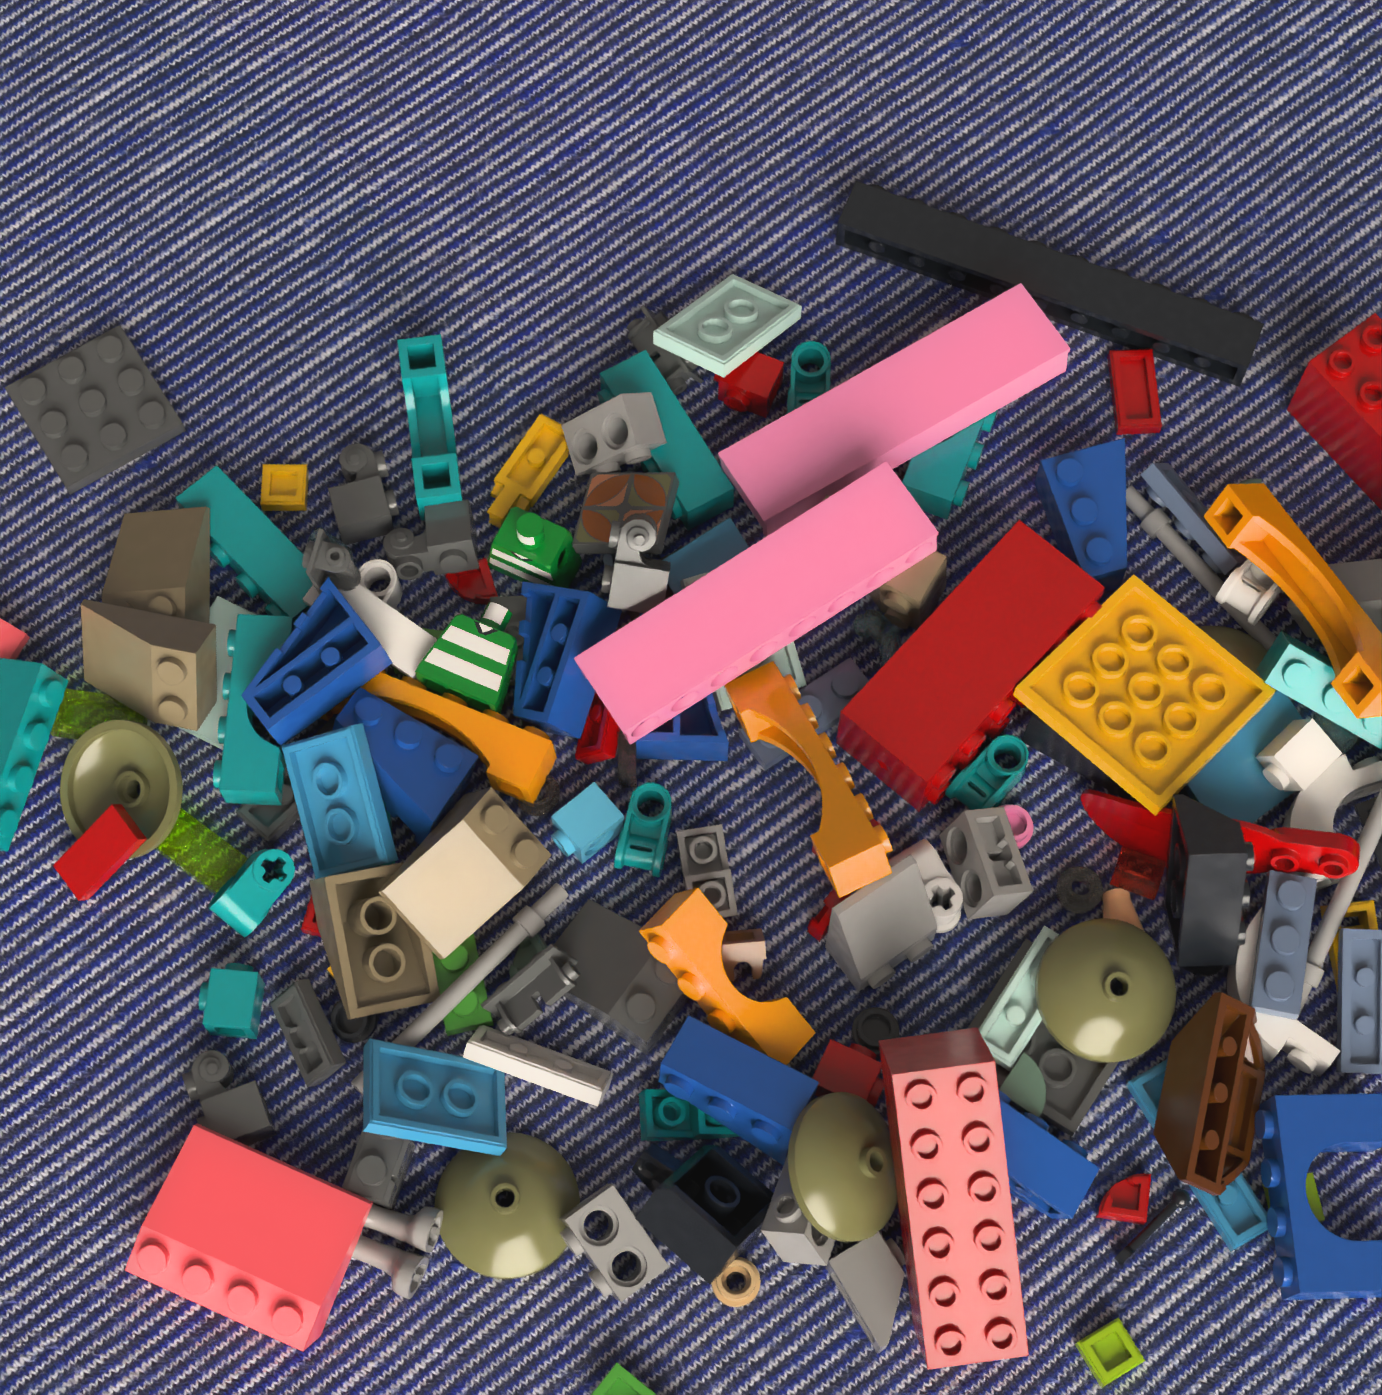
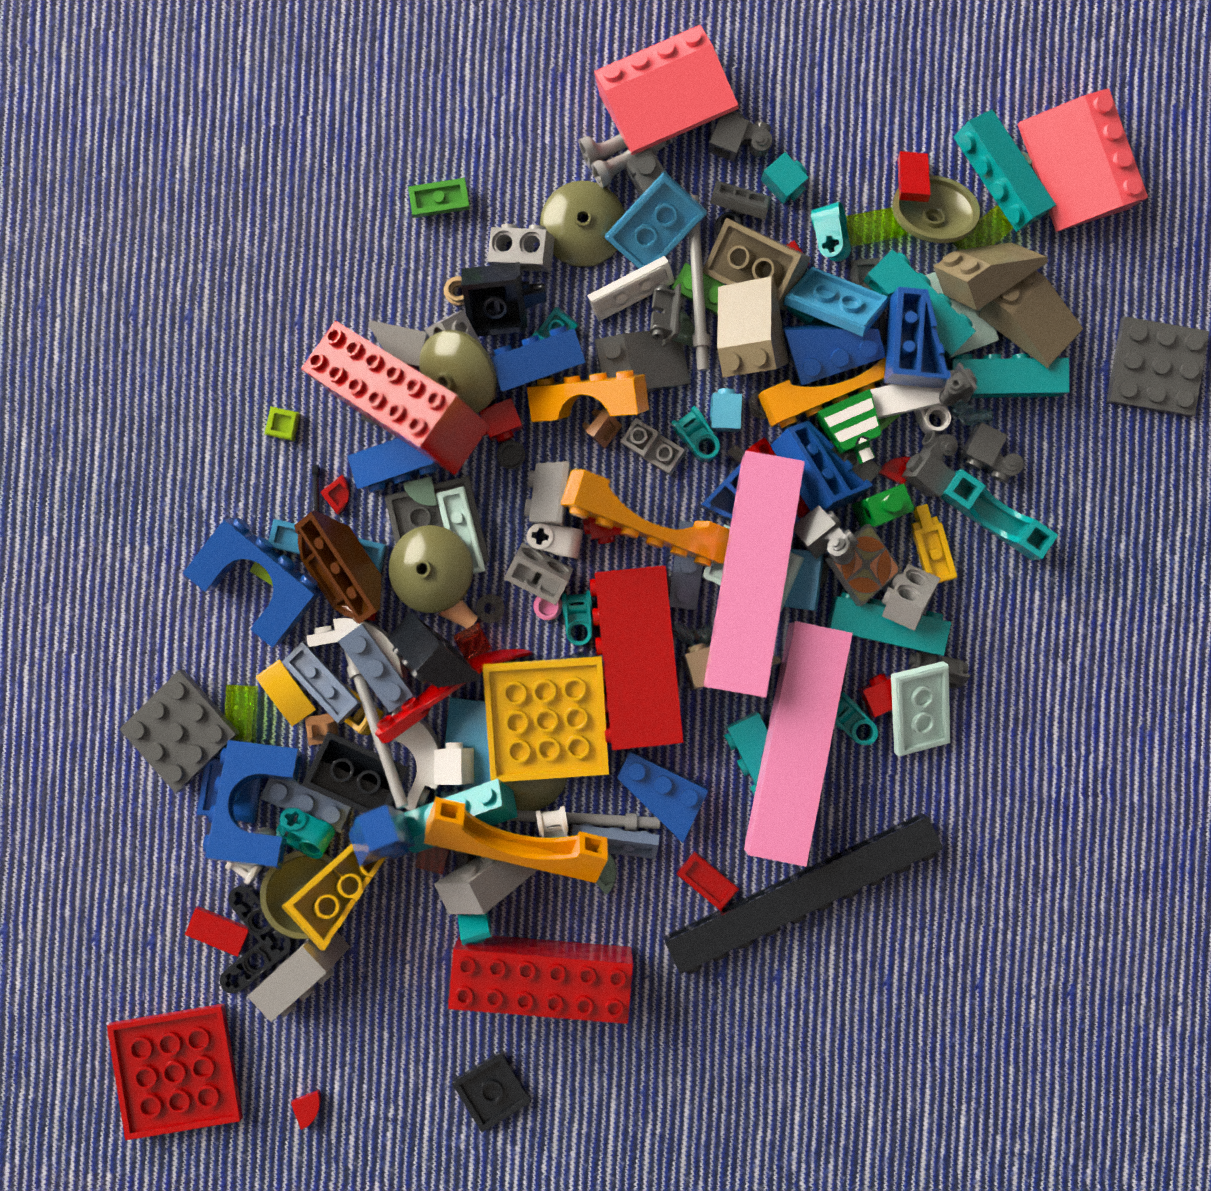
camera: 135 degrees right, 20 degrees up
(284, 487) = (1030, 422): yellow tile -> none

